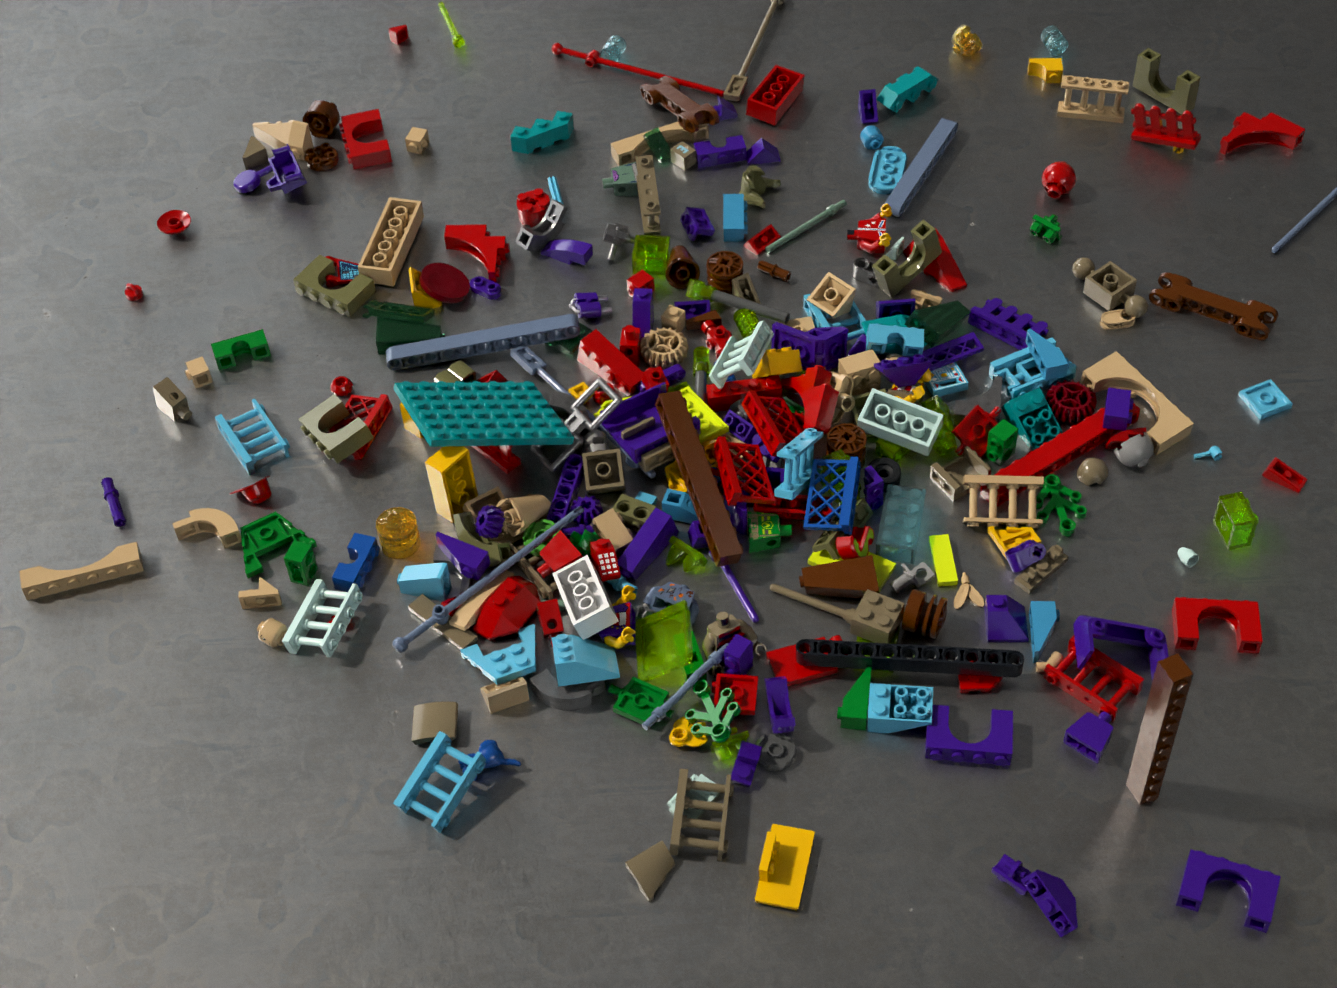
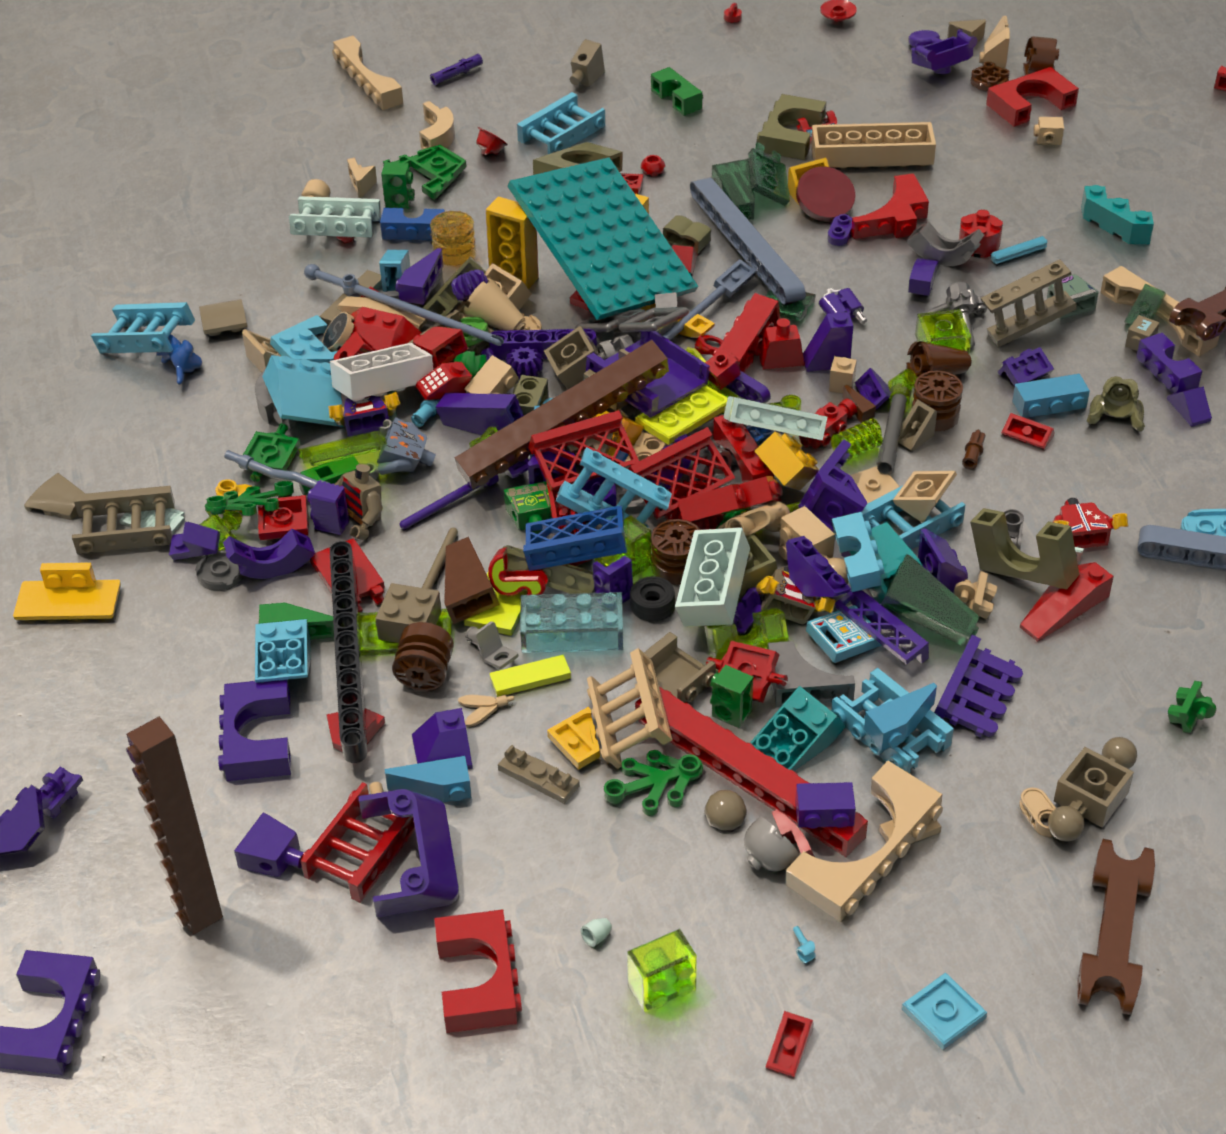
camera: 75 degrees right, 5 degrees down
(198, 372) = (635, 74): tan brick -> none
(500, 631) = (338, 331): none -> tile
(640, 280) = (892, 340): red brick -> none
(663, 347) = (796, 376): tan gear -> none
(830, 211) = (1115, 483): sand green bar -> none
(1025, 555) = (548, 745): dark purple piece -> none
(1072, 397) = (845, 762): dark red gear -> none

